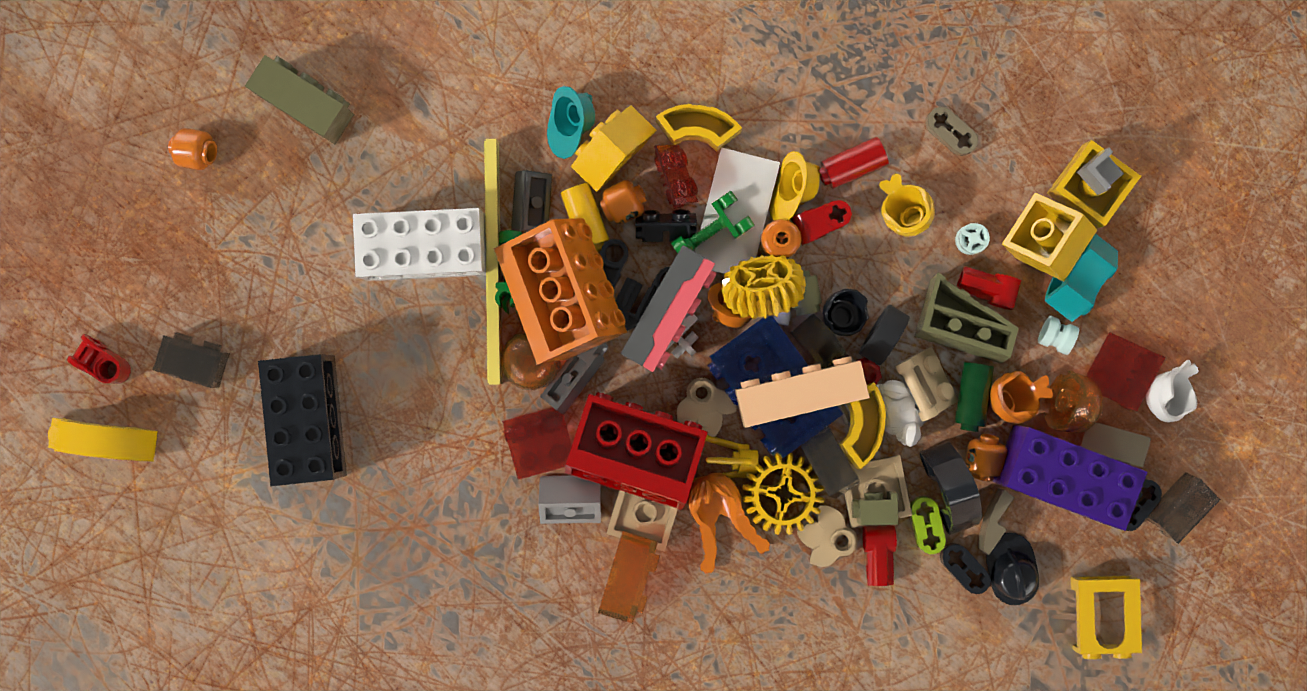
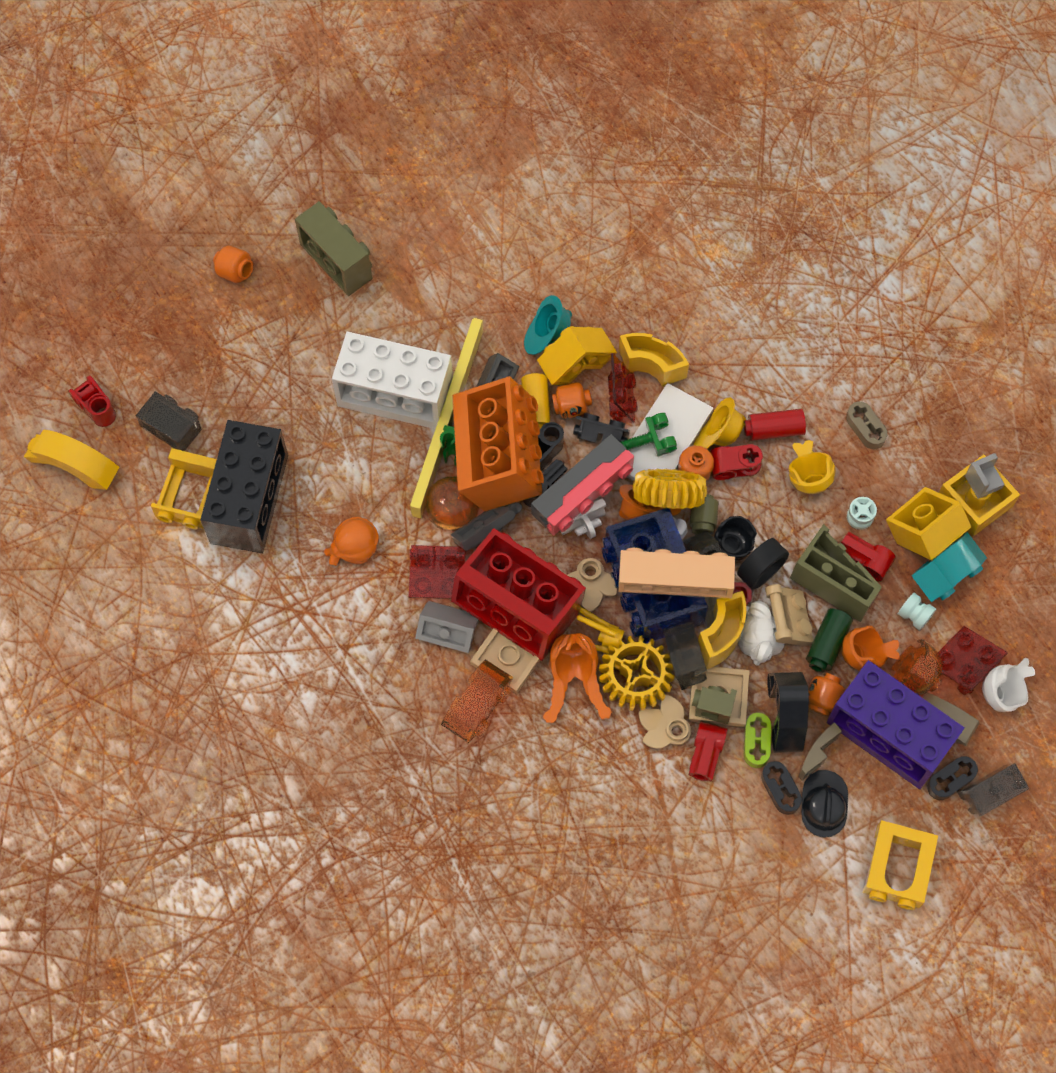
camera: 20 degrees right, 20 degrees down
(222, 453) = (181, 463): none -> yellow panel
(439, 438) = (353, 541): none -> orange hat

